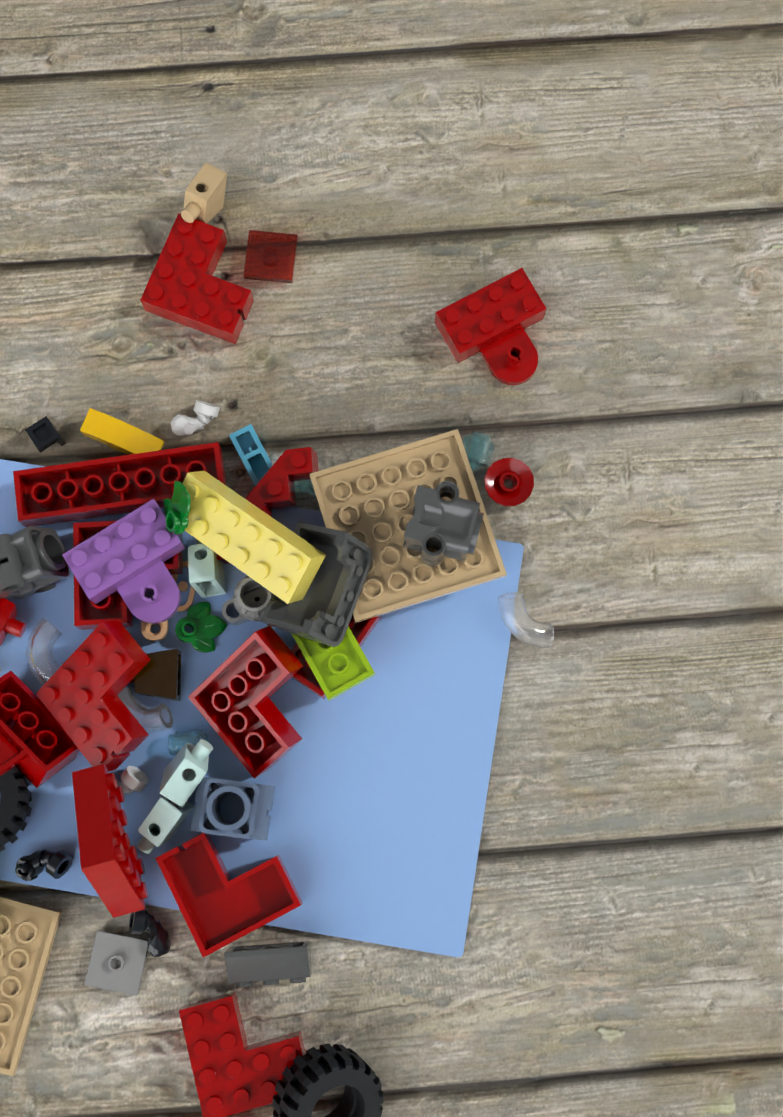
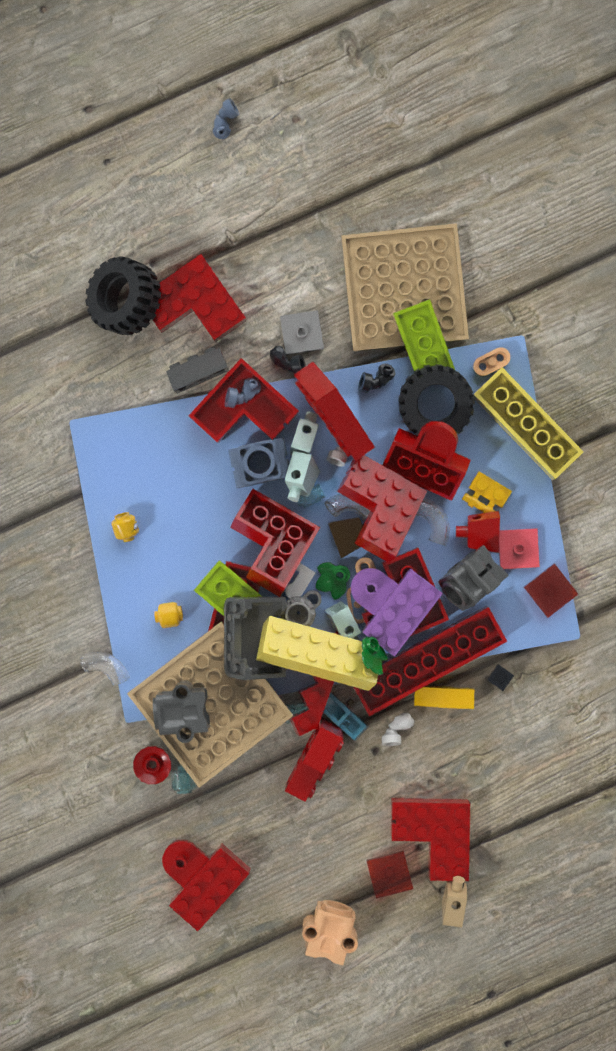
camera: 165 degrees right, 10 degrees up
(209, 911) = (249, 390): none -> sand blue arm
(239, 635) = (301, 581): none -> white leg
(303, 416) = (315, 759): none -> red brick
(364, 213) = (332, 926): none -> light nougat piece
(421, 656) = (168, 615): none -> yellow head
(437, 789) = (125, 527): none -> yellow head

